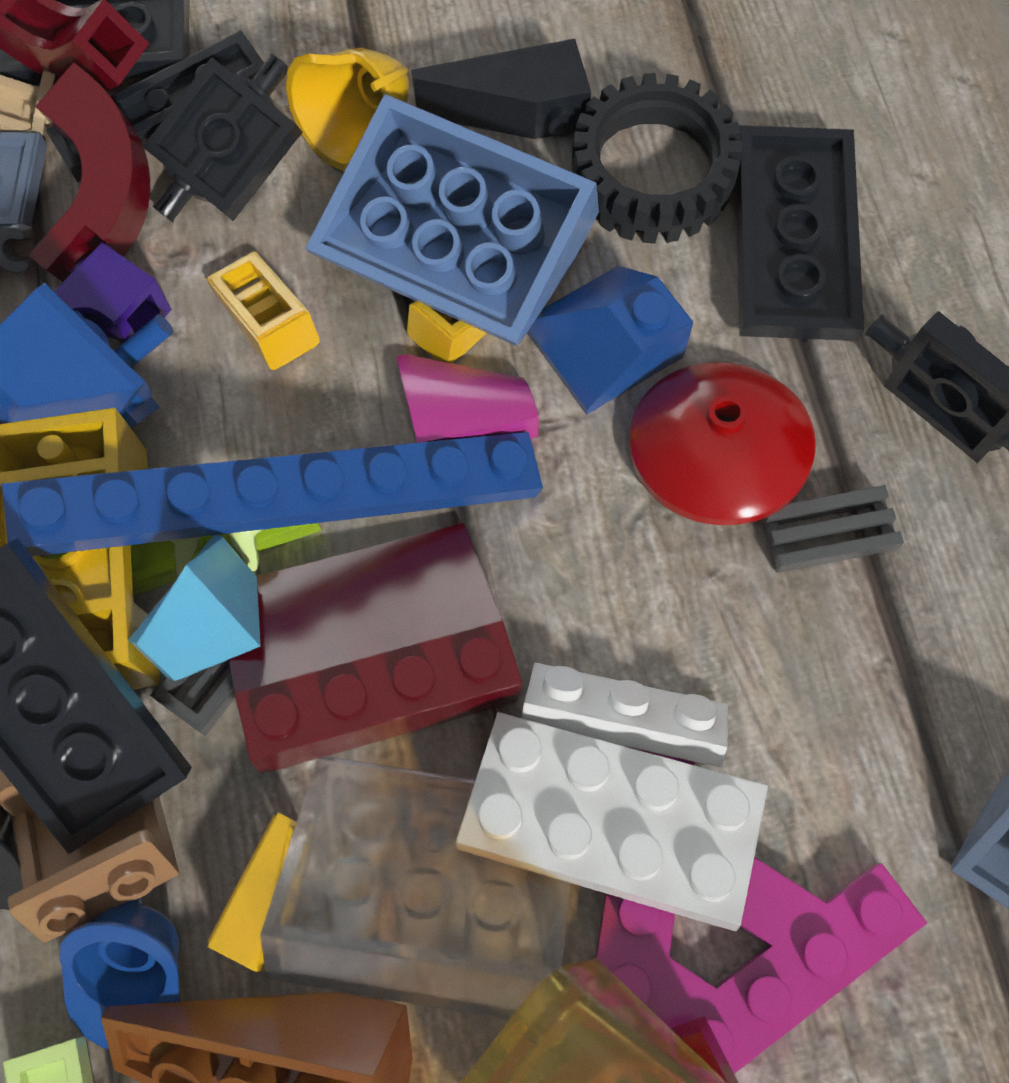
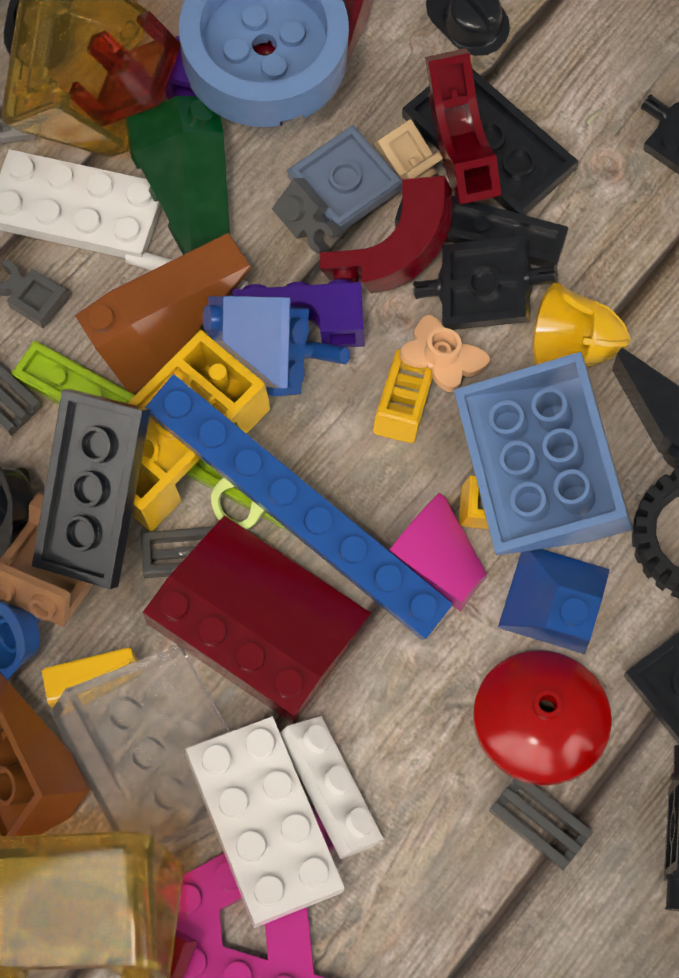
camera: 55 degrees right, 0 degrees up
(204, 615) = (199, 525): medium azure slope -> none
(253, 234) = (443, 353): none -> light nougat animal

